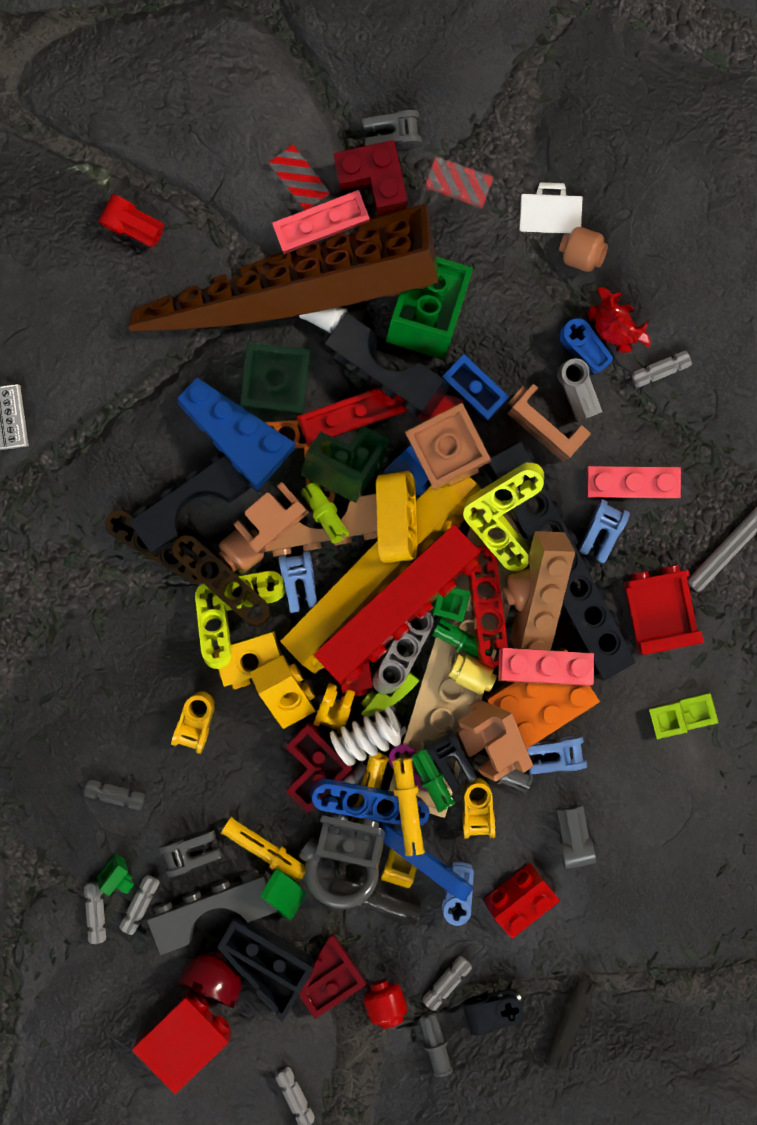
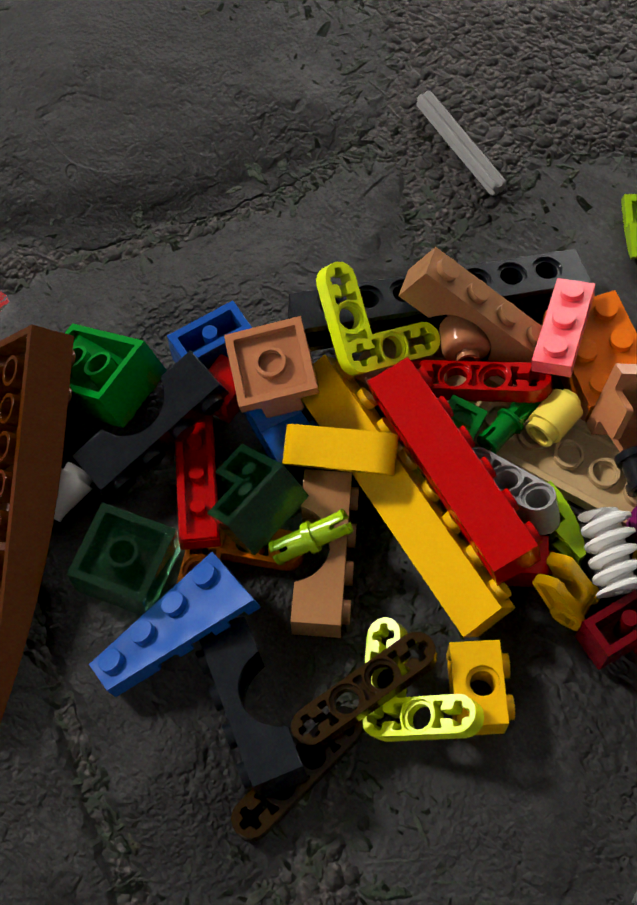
camera: 70 degrees left, 25 degrees down
(193, 727) = (553, 785): yellow piece -> none
(237, 552) = (328, 659): nougat head -> none
(271, 519) = (302, 589): nougat panel -> none
(283, 692) = (531, 646): yellow brick -> none
(304, 573) = (381, 591): medium blue piece -> none
(543, 430) = (268, 287): nougat panel -> none
(550, 212) = (40, 236): white piece -> none
(580, 393) = (245, 244): light grey piece -> none
(583, 249) = (93, 207): nougat head -> none
(587, 347) = (201, 227): blue piece -> none
(612, 528) = (404, 249): medium blue piece -> none
(615, 323) = (186, 188): red hair -> none
(633, 482) = (367, 221): coral plate -> none
(661, 369) = (250, 168): light grey axle -> none
(661, 610) = (519, 222): red panel -> none

